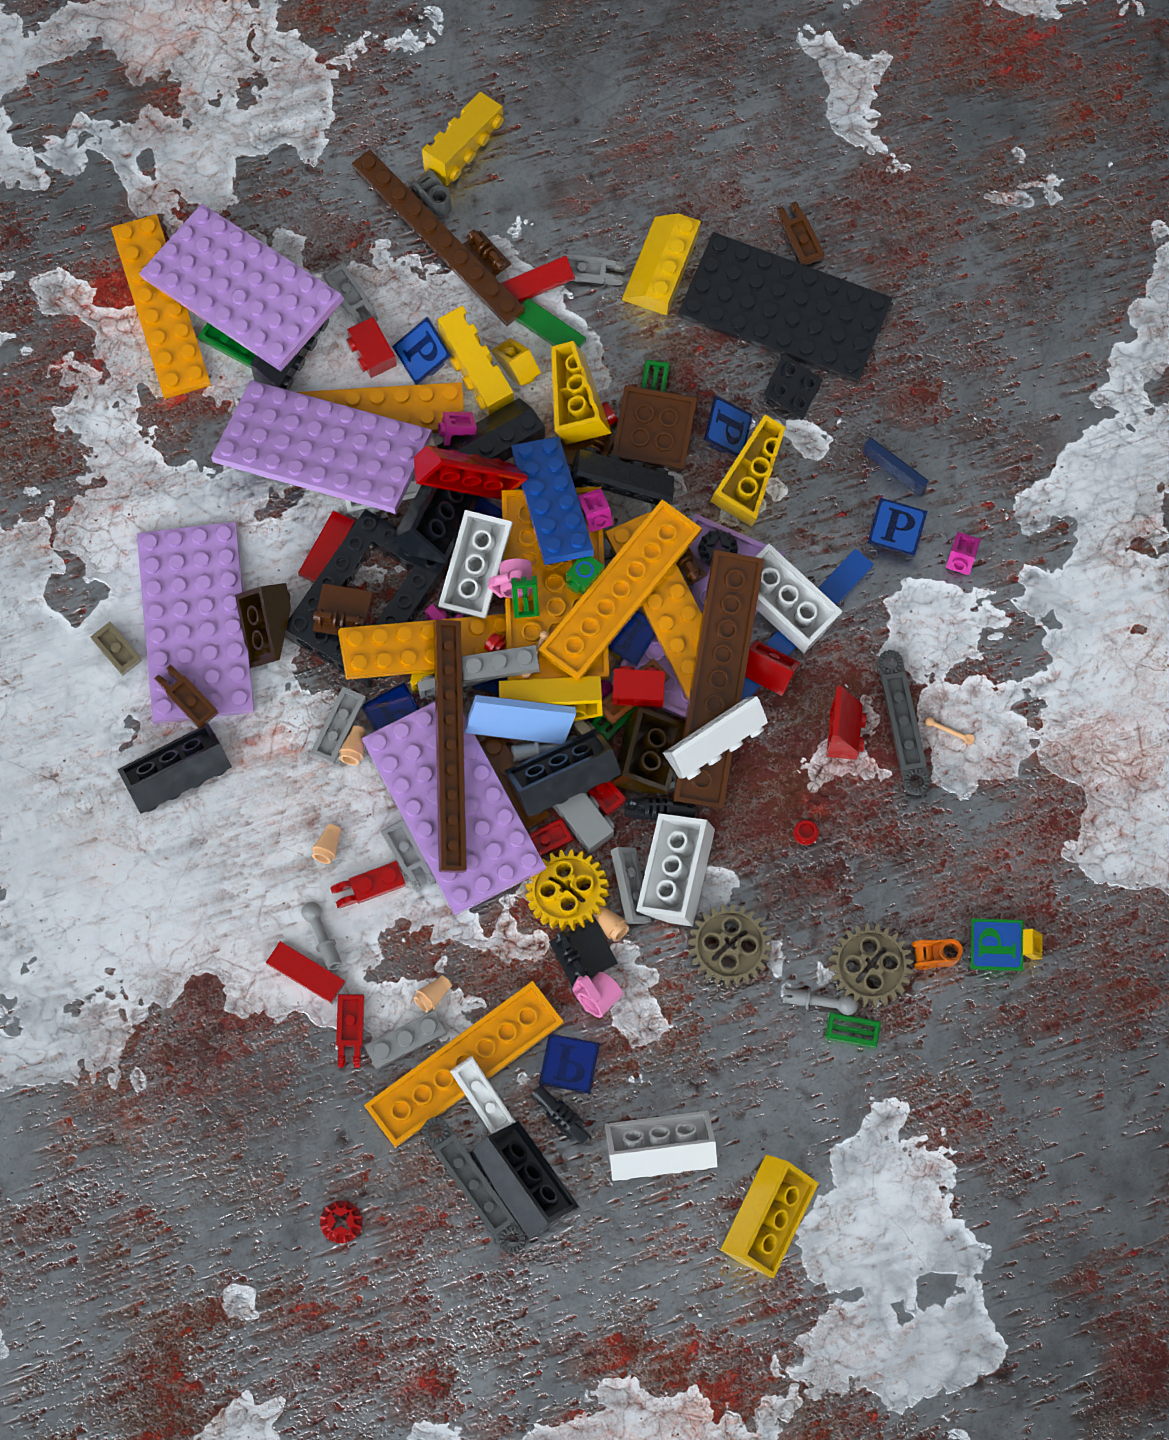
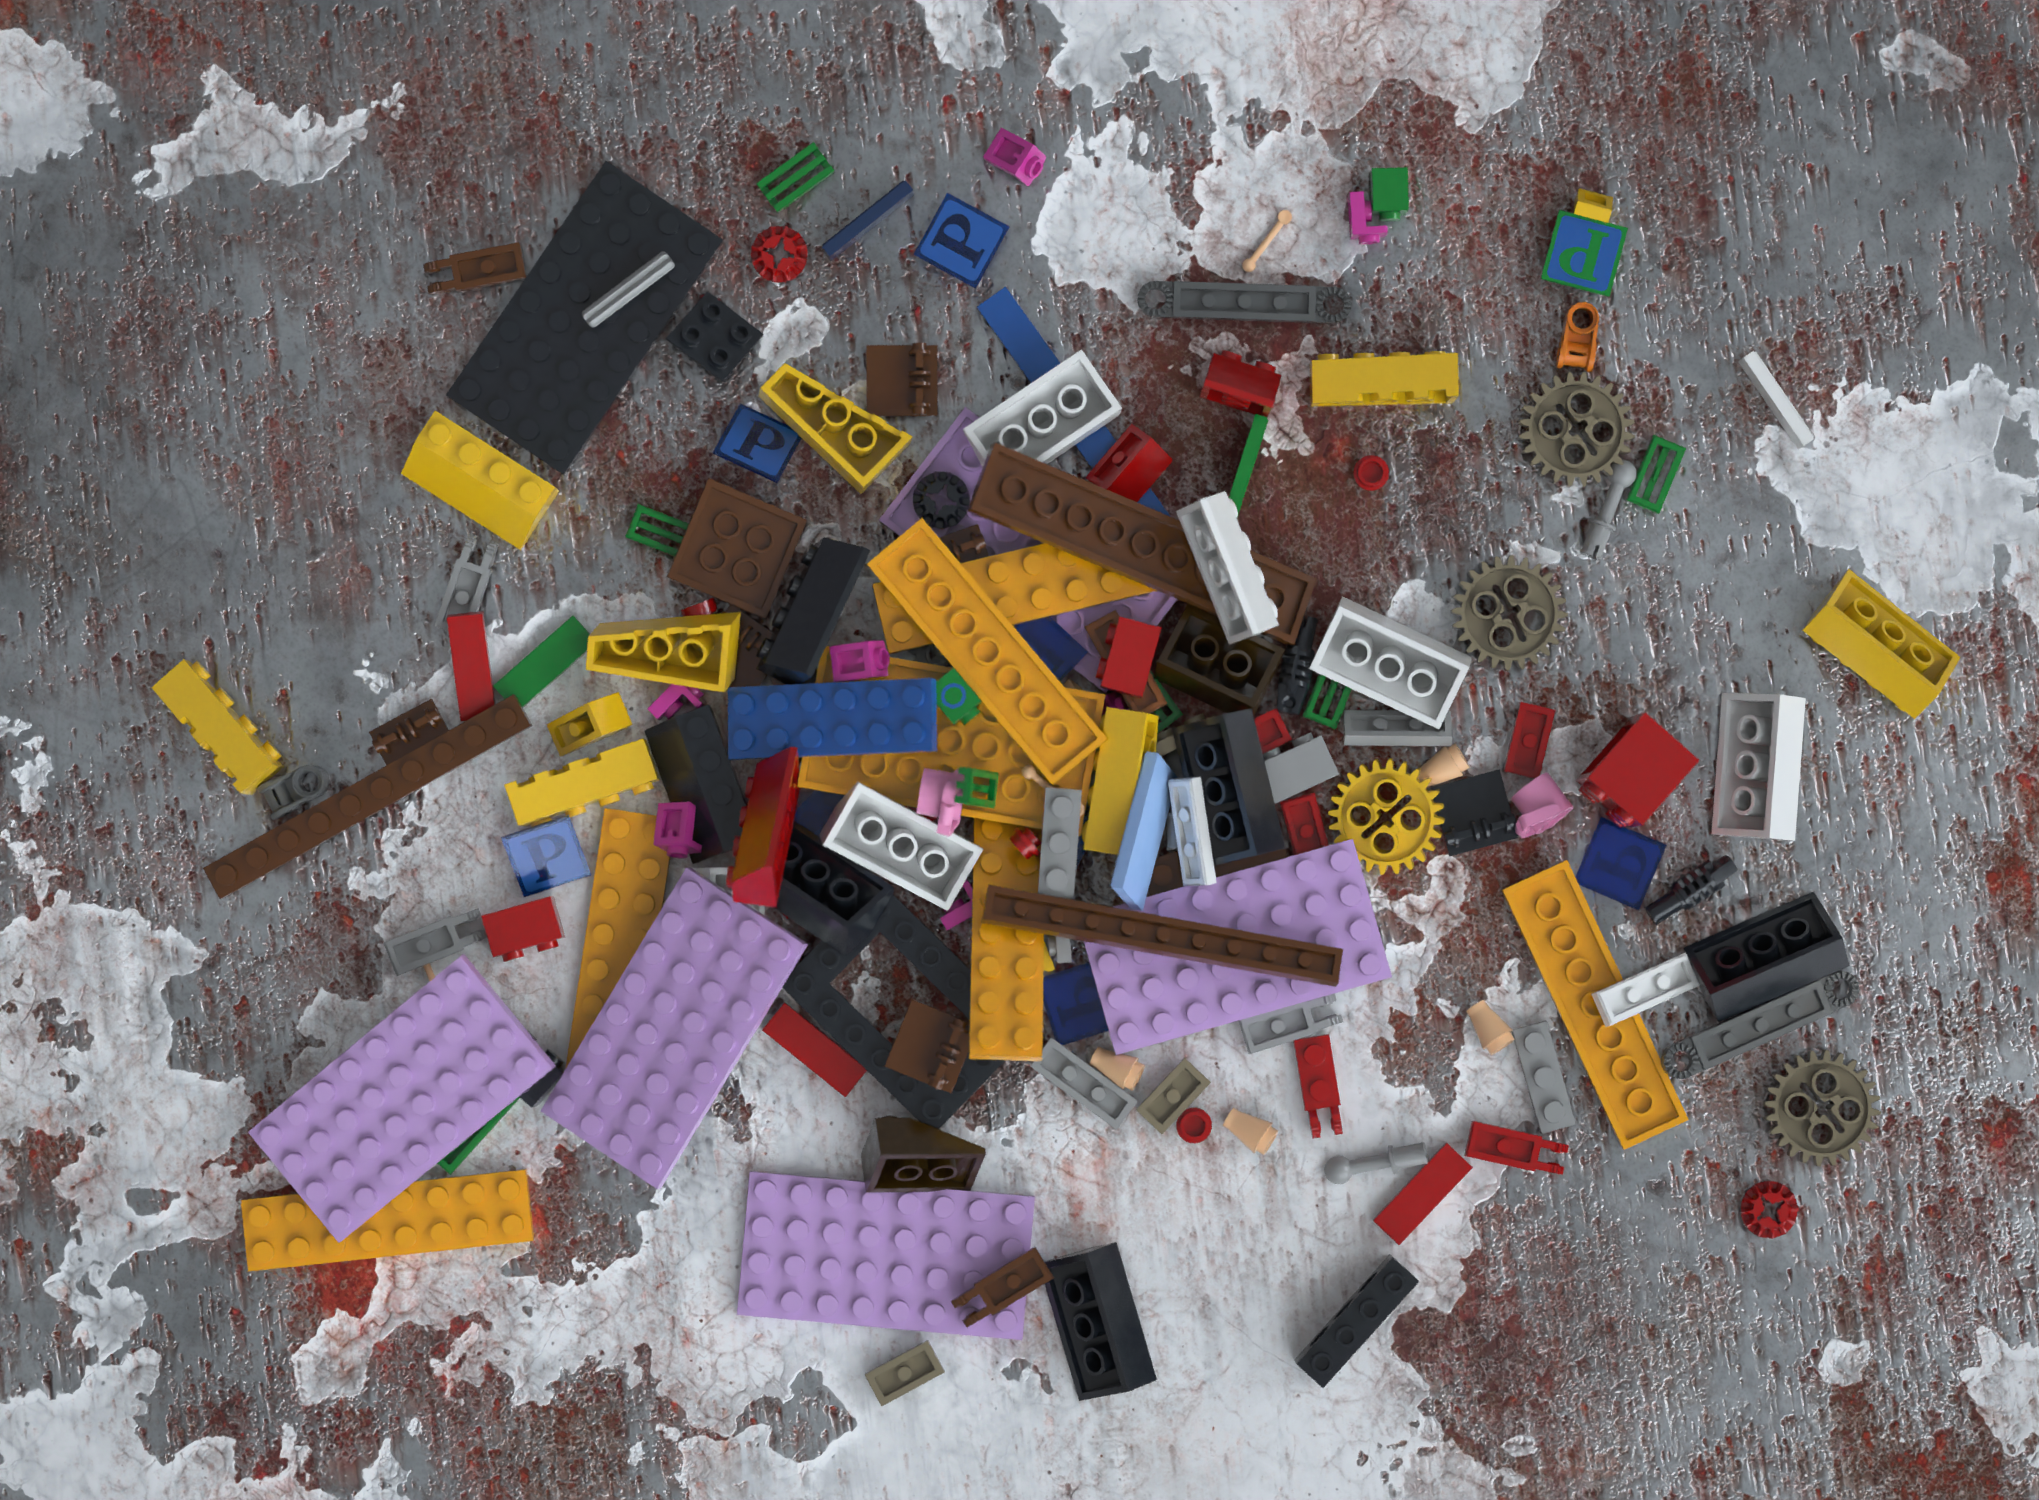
camera: 75 degrees left, 15 degrees up
(206, 942) = (1356, 1321): none -> black brick
(323, 806) = (1194, 1125): none -> red plate
(341, 787) = (1173, 1096): none -> dark tan plate
(403, 1228) = (1845, 1086): none -> dark tan gear
(527, 755) = (1192, 831): none -> white tile
(543, 408) = (669, 701): none -> dark pink bracket
(636, 1049) = (1636, 771): none -> red container
(638, 826) = (1320, 718): none -> green tile
(643, 978) = (1529, 740): none -> red plate
(789, 745) = (1248, 460): none -> green tile
(793, 512) = (902, 380): none -> reddish brown hinge
(810, 324) = (628, 289): none -> light grey axle
(851, 425) = (788, 267): none -> red gear
(873, 825) = (1384, 380): none -> yellow wedge
(918, 411) = (786, 167): none -> green tile
(927, 1102) = (1776, 399): none -> white tile
(984, 785) = (1360, 213): none -> dark pink bracket
(1004, 802) = (1389, 193): none -> green brick

